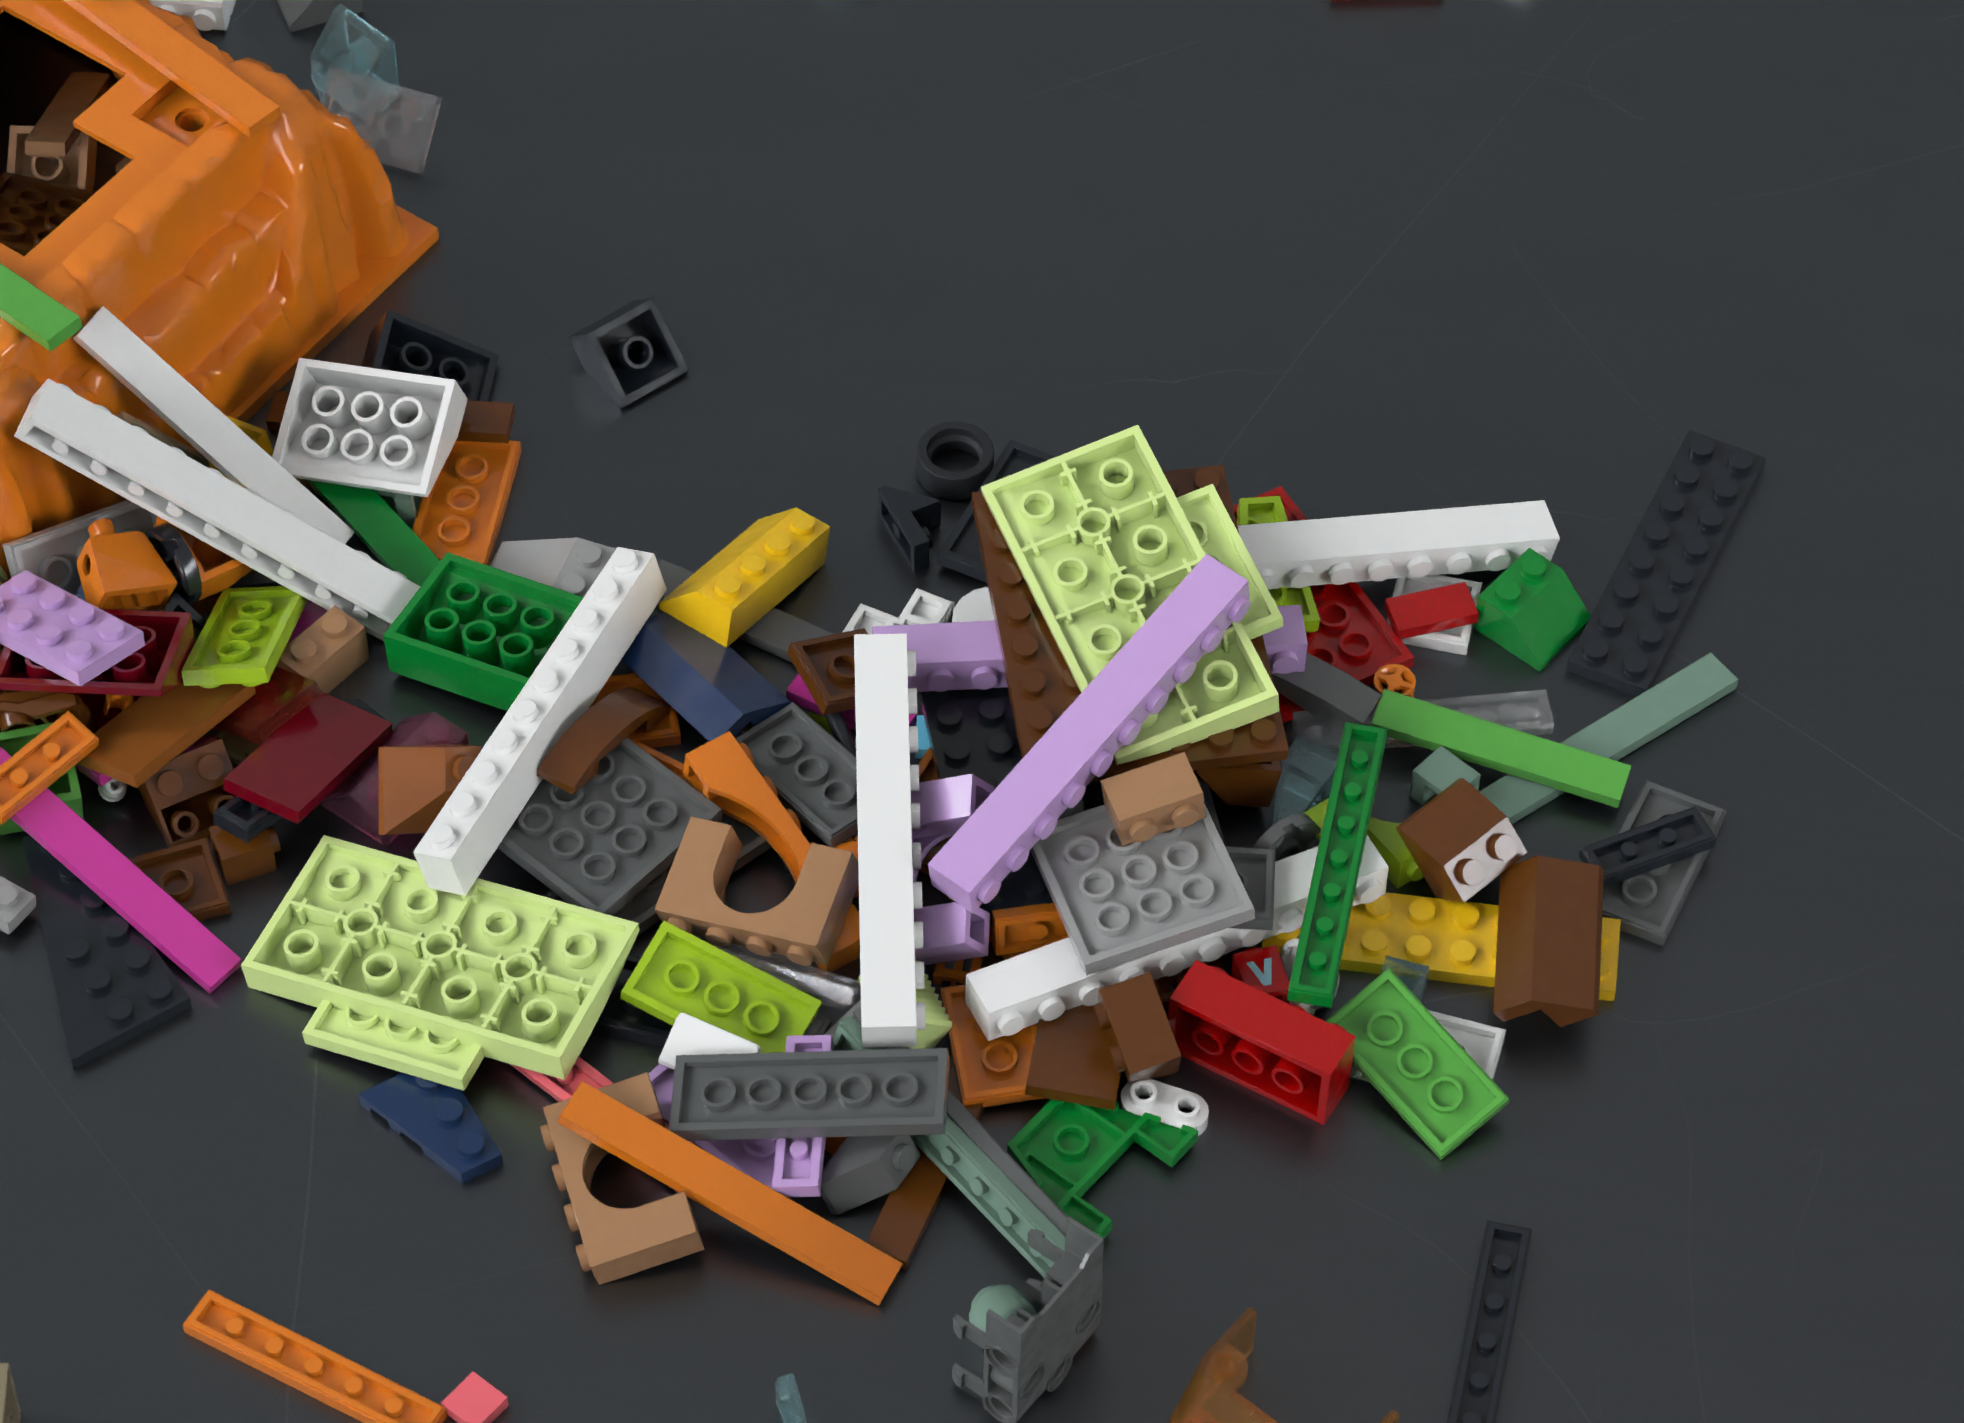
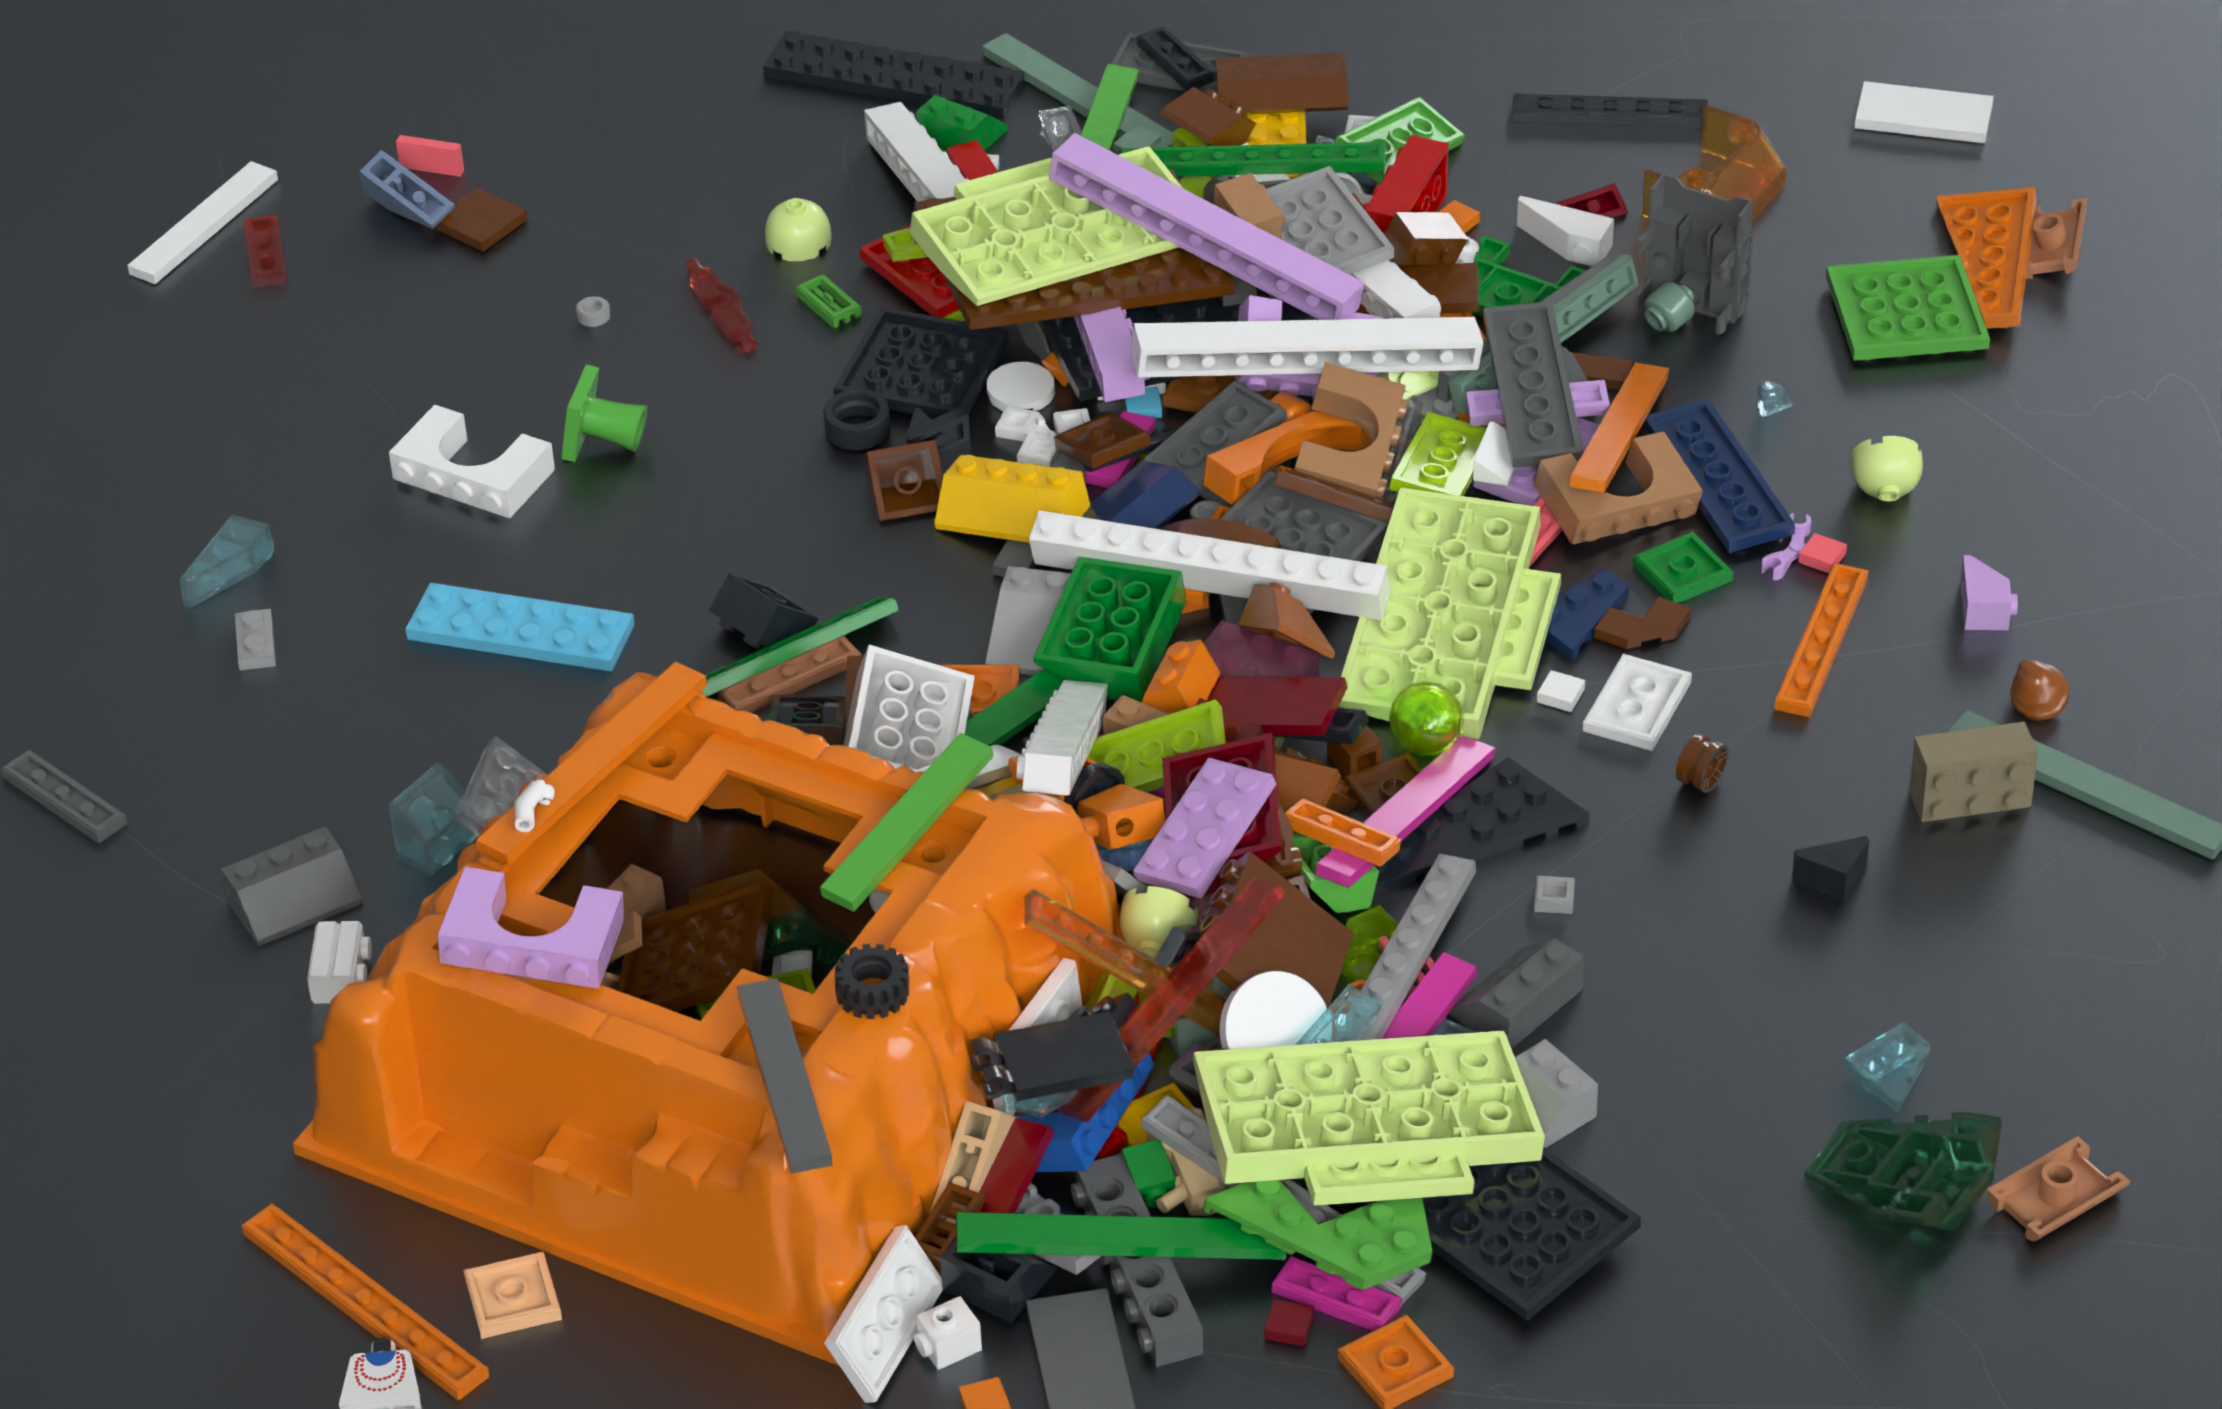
camera: 95 degrees left, 10 degrees down
(103, 1178) = (1702, 763): none -> reddish brown wheel
(250, 905) = (1426, 718): none -> clear neon green cylinder
(257, 1151) = (1637, 702): none -> white tile
(296, 1075) = (1561, 691): none -> white tile
(372, 683) = (1182, 677): none -> orange slope
(384, 1167) = (1625, 630): none -> reddish brown tile
(476, 1359) = (1782, 560): none -> lavender piece
(489, 1245) = (1682, 568): none -> green tile
(531, 374) = (789, 676): none -> nougat tile
(554, 351) = (799, 644): none -> green tile
(647, 1310) = (1734, 492): none -> dark blue plate
(651, 863) = (1333, 493): none -> reddish brown tile
(672, 162) = (520, 626): none -> medium azure plate
(833, 485) = (904, 479): none -> reddish brown slope
(957, 88) = (497, 486): none -> white arch
(985, 213) = (600, 418): none -> bright green plant
(1191, 368) = (727, 304): none -> clear red piece
(1191, 1233) = (1567, 231): none -> white slope
(1220, 249) = (593, 311): none -> light grey tile
(1230, 456) = (823, 303): none -> bright green tile
(1258, 1277) = (1602, 201): none -> dark red slope
(1260, 1120) = (1462, 214): none -> orange tile
(1336, 437) = (797, 230): none -> yellowish green cylinder
(1414, 160) = (481, 219): none -> reddish brown tile
(1455, 83) = (403, 191): none -> sand blue slope
(1535, 114) = (430, 155): none -> coral tile

